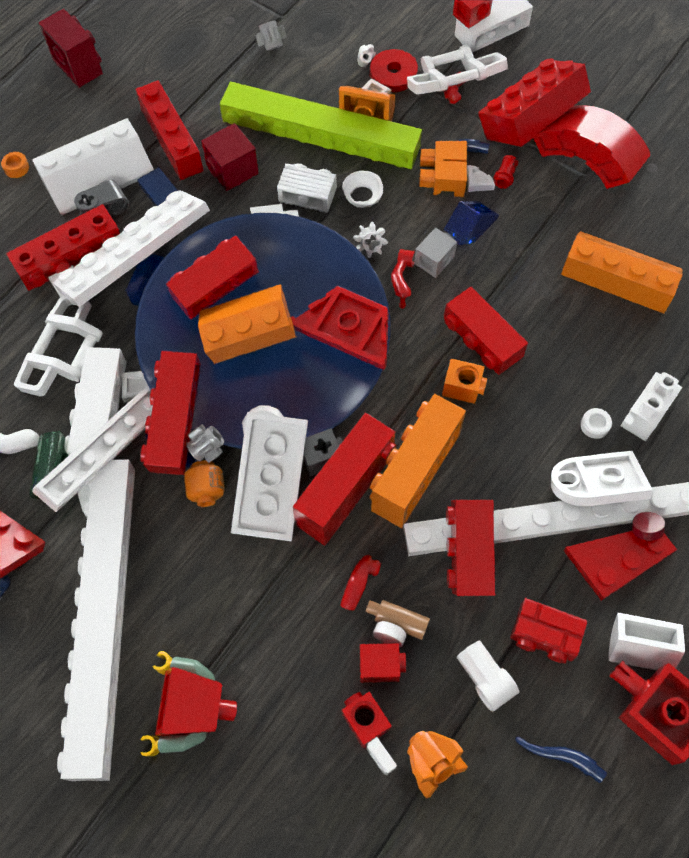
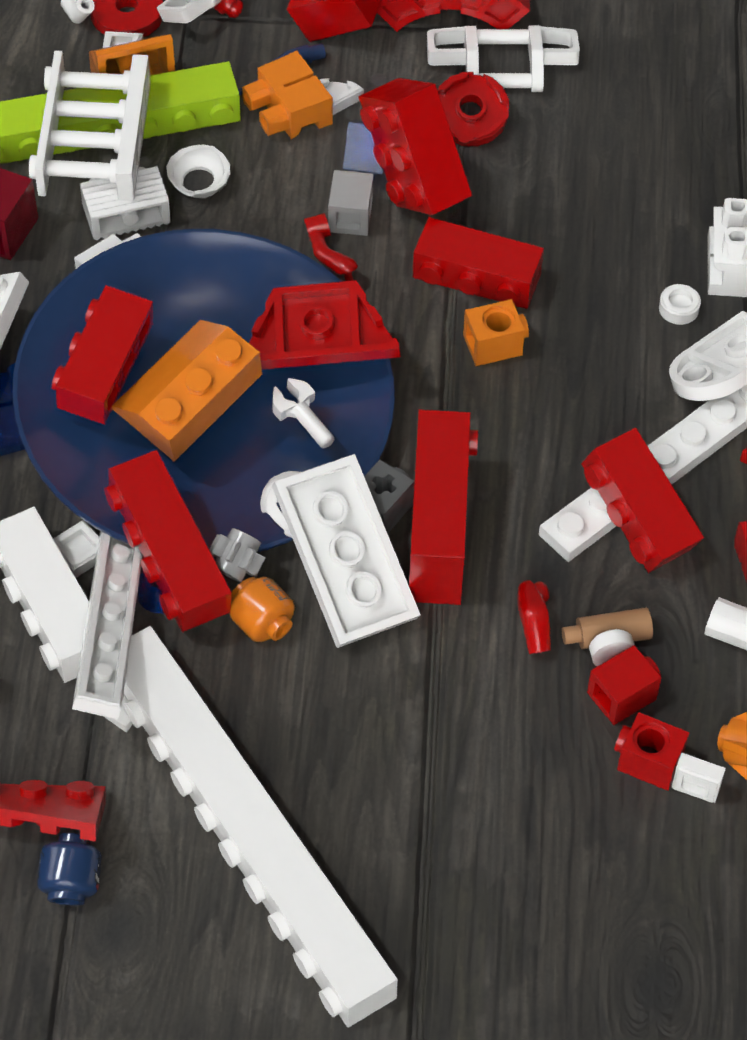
camera: 35 degrees left, 10 degrees down
(48, 456) = (40, 696): clear green brick -> none
(187, 706) = (436, 851): red torso -> none
(306, 373) = (286, 408): none -> white bar
(324, 150) = (124, 141): none -> white fence
(366, 234) = (268, 220): white gear -> none
(417, 460) = (509, 442): orange brick -> none
(486, 236) = (414, 146): none -> red brick
(504, 176) = (369, 73): red pin -> none
(550, 213) = (488, 94): none -> red tile
(582, 182) = (533, 36): none -> white bar
(622, 272) = (592, 121): orange slope -> none

